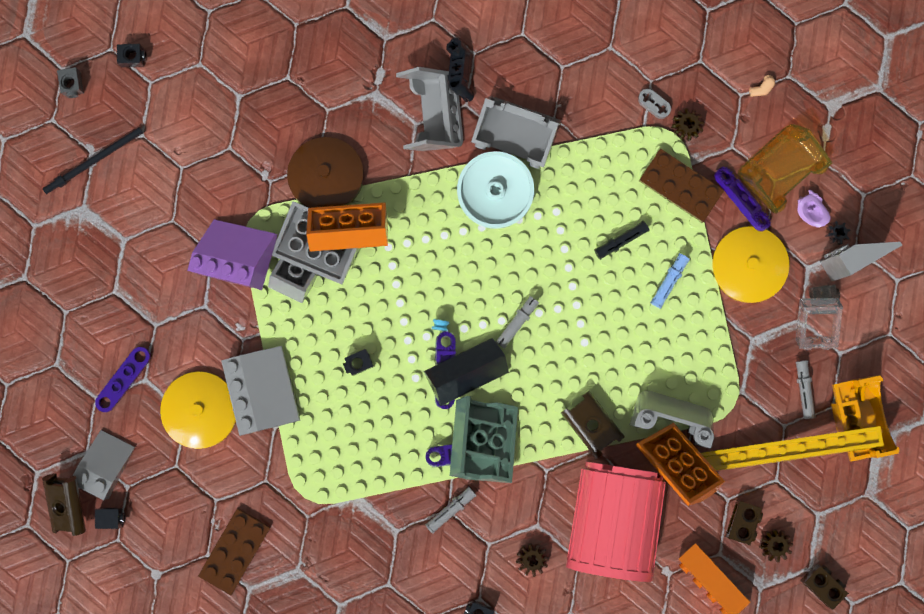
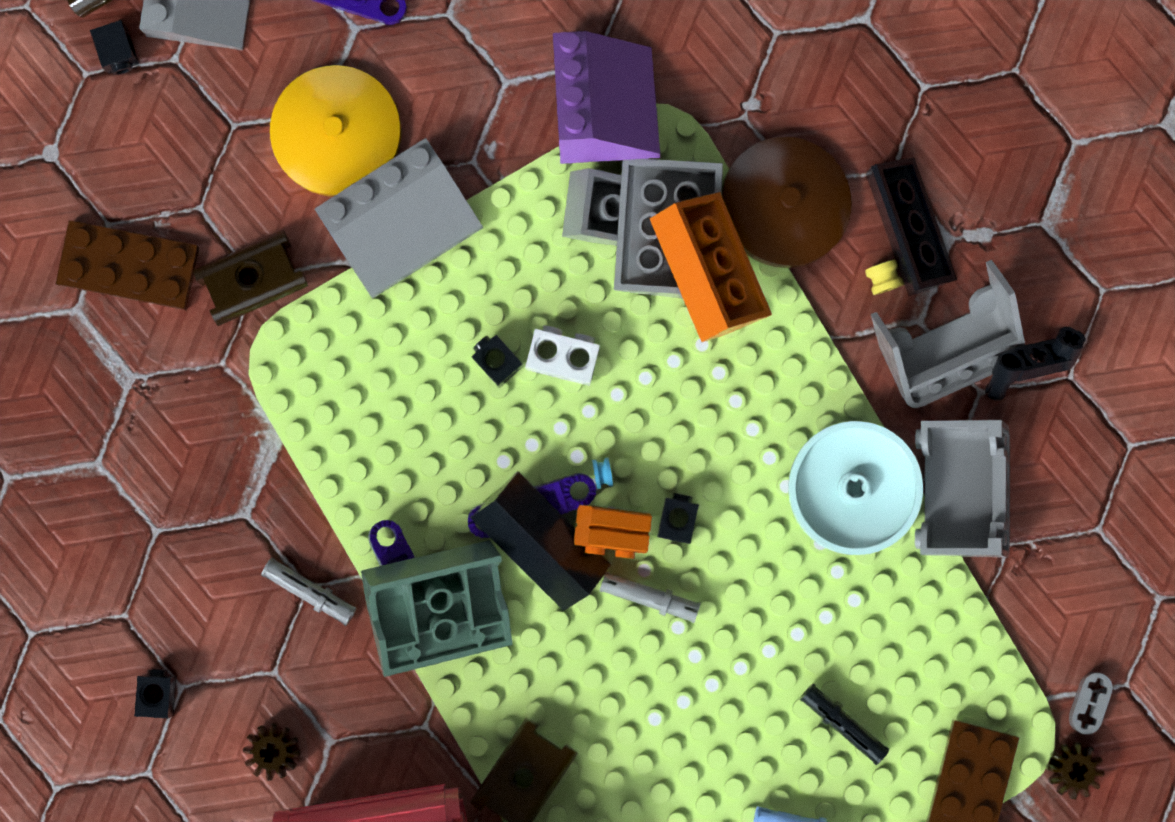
camera: 70 degrees right, 0 degrees up
(271, 471) = (226, 278): none -> dark brown piece
(361, 111) = (910, 225): none -> black slope
(372, 327) = (560, 364): none -> white brick
(385, 135) = (884, 277): none -> light yellow wheel
(473, 329) = (612, 529): none -> orange brick
(485, 299) = (667, 530): none -> black brick

